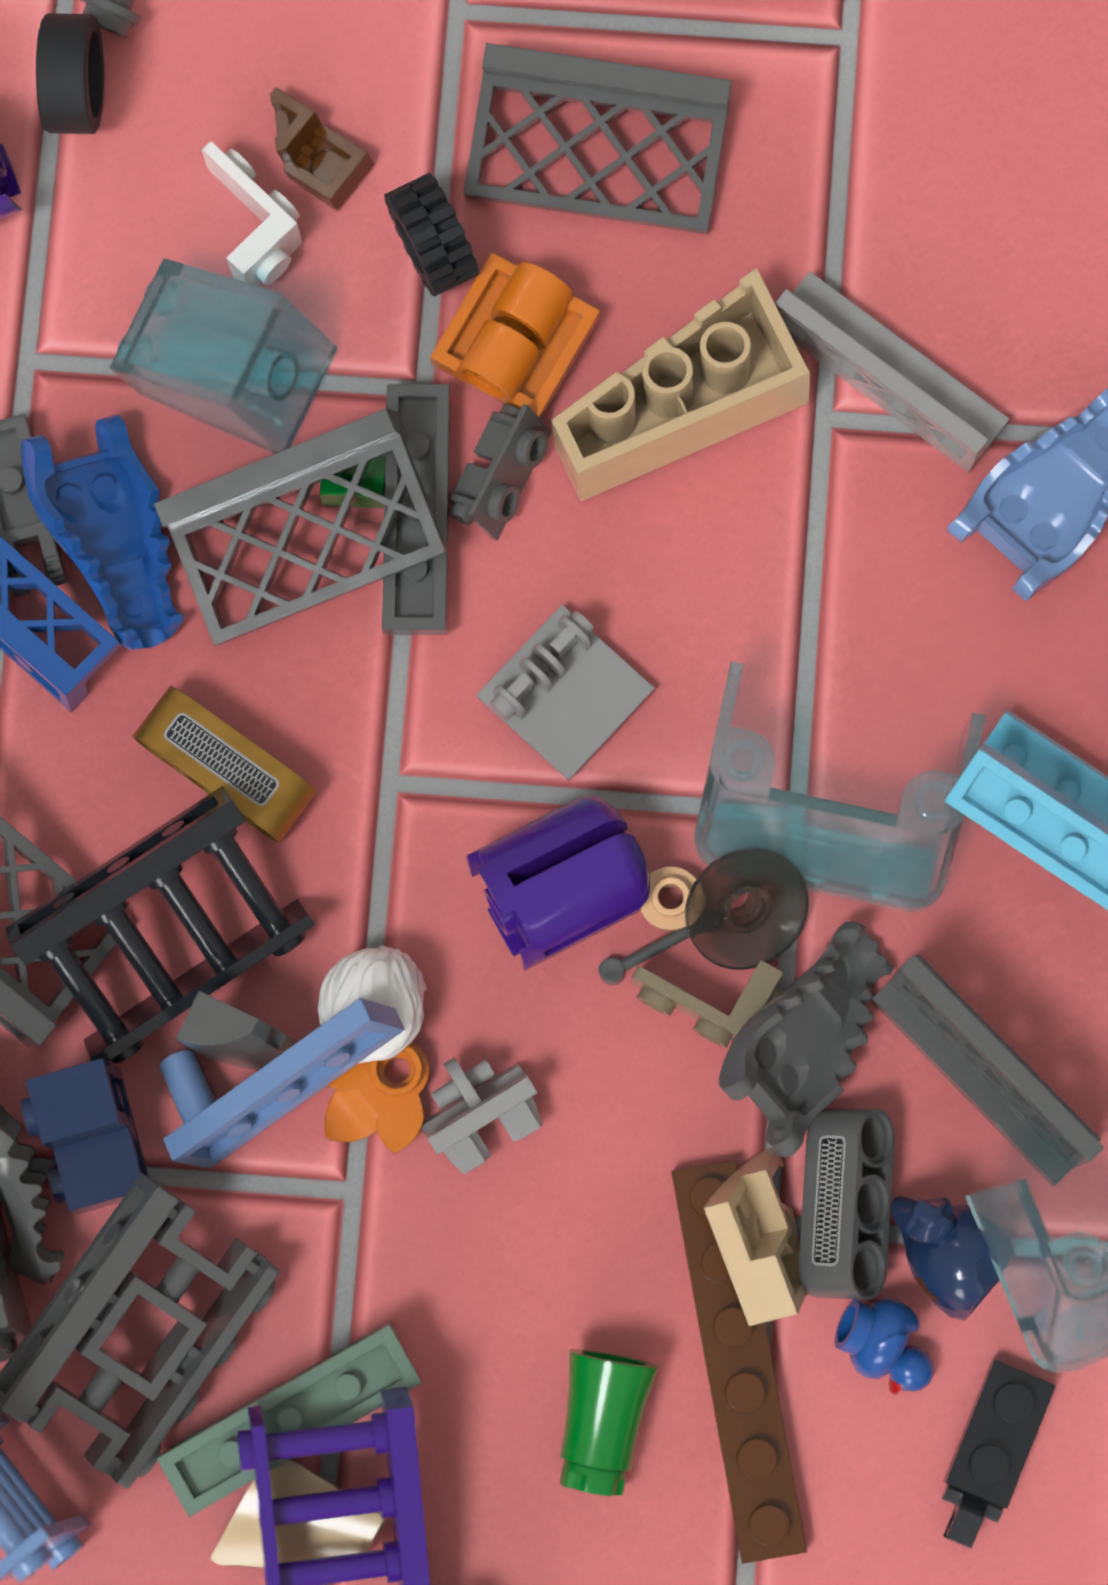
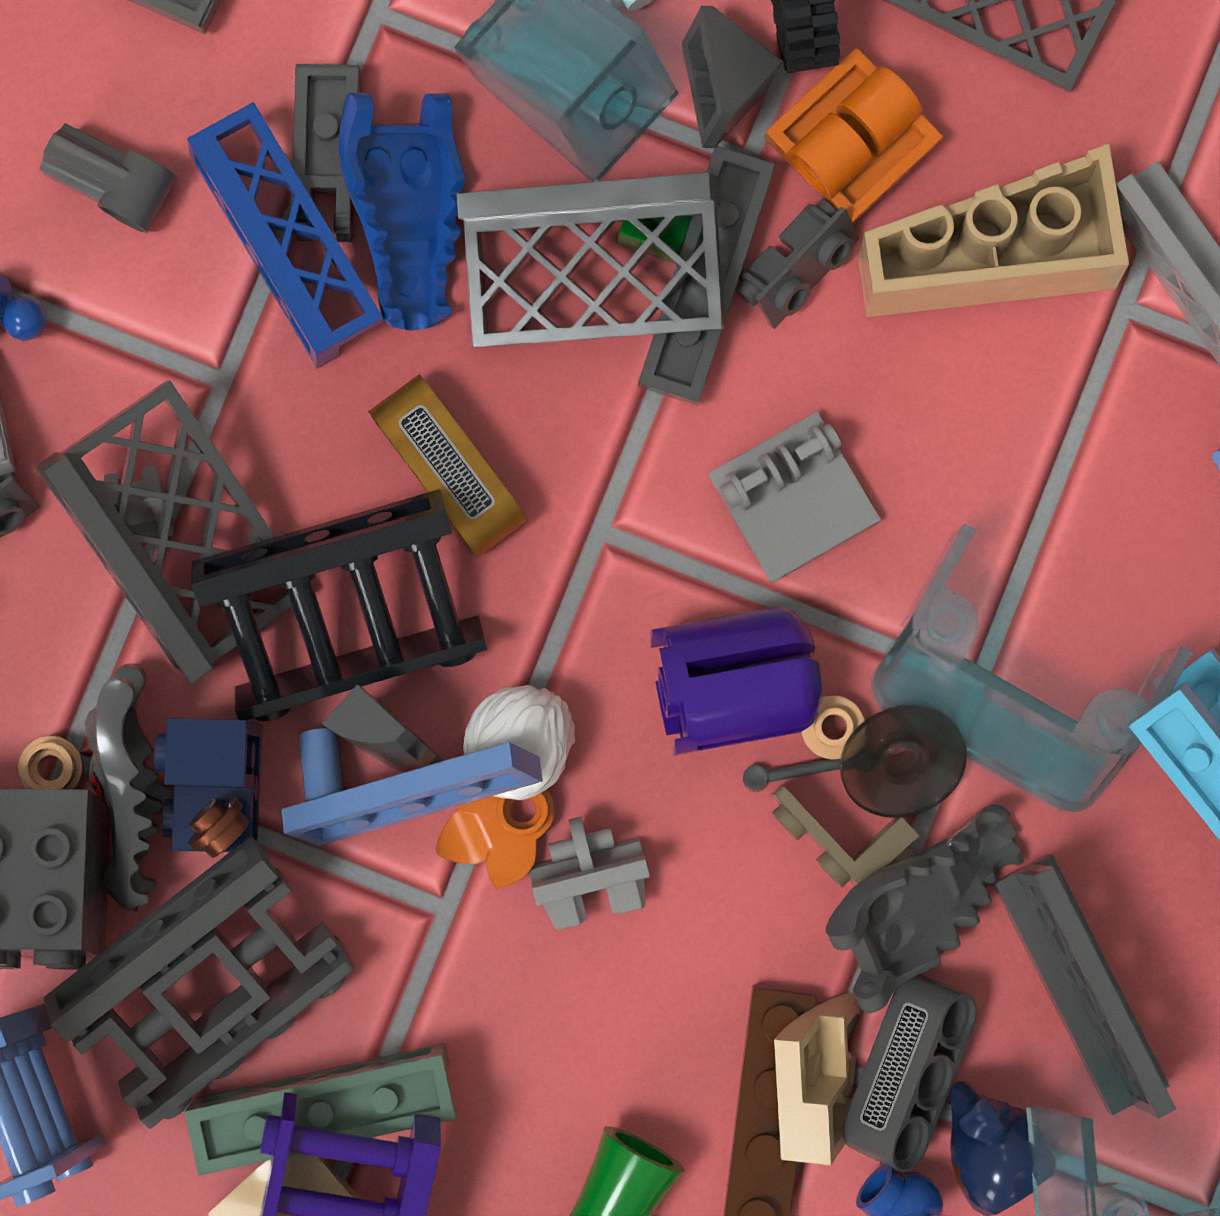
camera: 10 degrees right, 5 degrees up
(105, 1171) = (217, 826): none -> copper plate
(375, 314) = (725, 73): none -> dark grey slope

